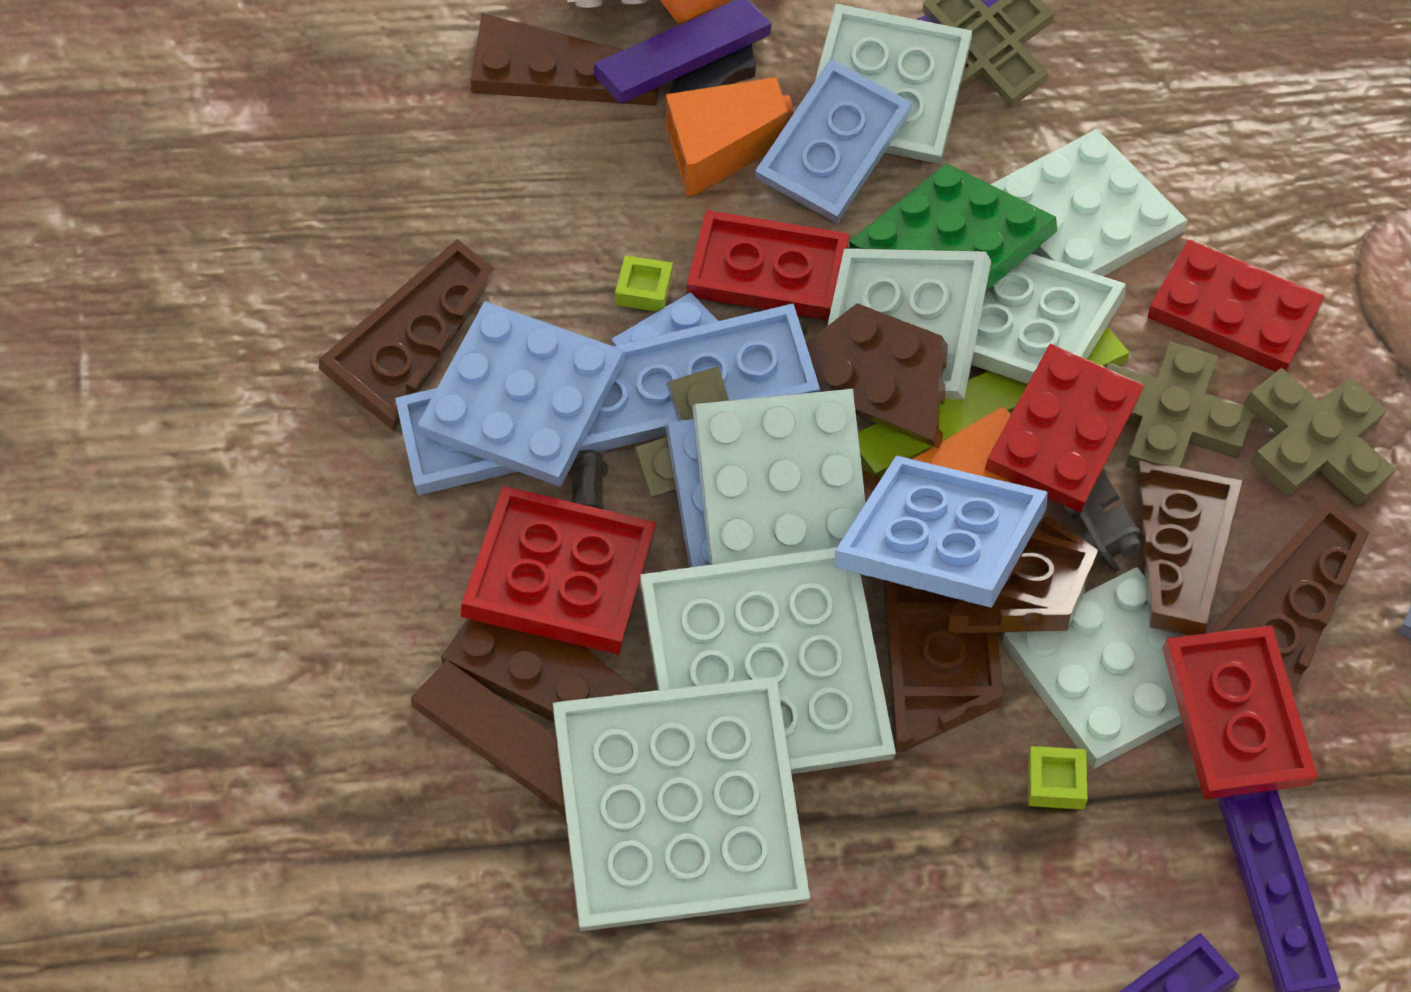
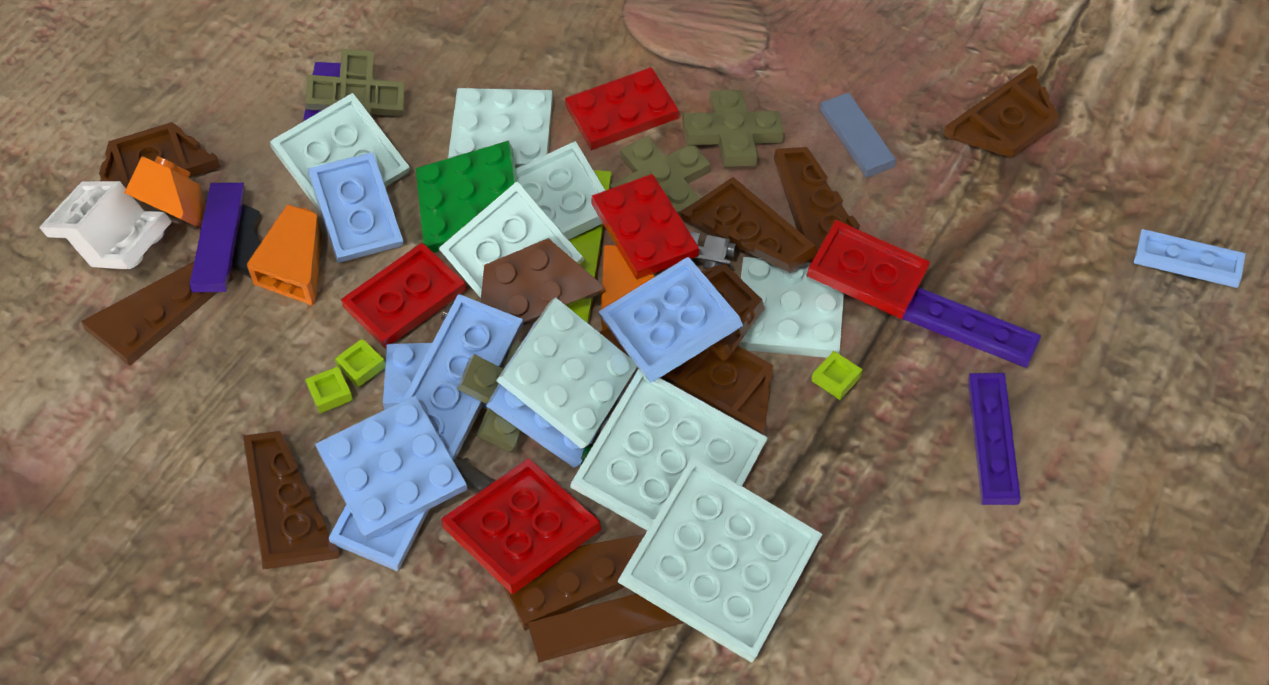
camera: 50 degrees left, 0 degrees up
(585, 278) = (329, 389): none -> lime plate

